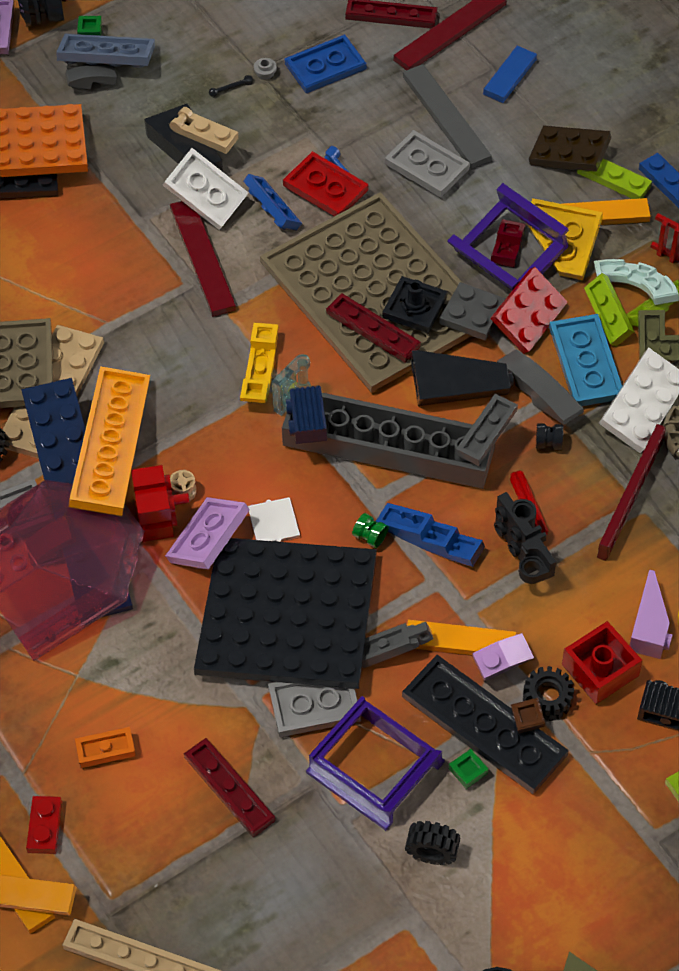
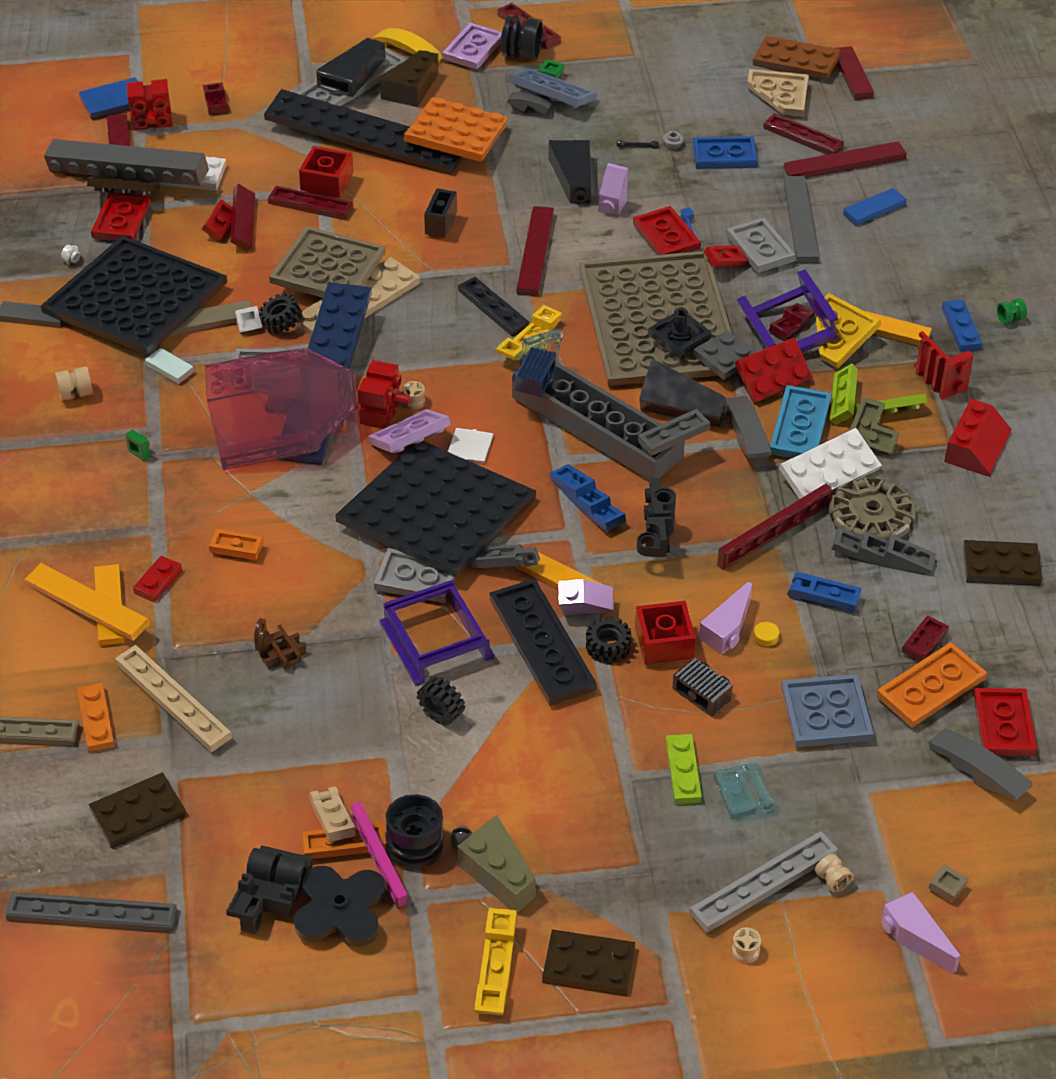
camera: 25 degrees right, 10 degrees down
(81, 251) = (440, 212): none -> black brick
(110, 441) = (371, 338): light orange plate -> none
(198, 342) = (493, 306): none -> black tile
(204, 130) = (587, 160): tan plate -> none
(205, 188) = (565, 201): white plate -> none
(226, 856) = (283, 653): none -> reddish brown piece
(229, 787) = (313, 608): dark red tile -> none
(246, 153) = (613, 189): none -> lavender slope
(272, 202) = (615, 230): blue plate -> none
(370, 530) = (540, 476): green wheel -> none
(373, 327) = (634, 337): dark red tile -> none
(403, 191) = (725, 256): none -> red plate
(468, 768) = (507, 666): green plate -> none
(523, 491) = (683, 506): red axle -> none
(528, 715) = (577, 644): reddish brown tile -> none
(549, 436) = (731, 464): black wheel -> none
(570, 148) = (888, 271): dark brown plate -> none
(619, 179) = (915, 305): lime plate -> none
(641, 275) = (887, 379): light aqua tile -> none

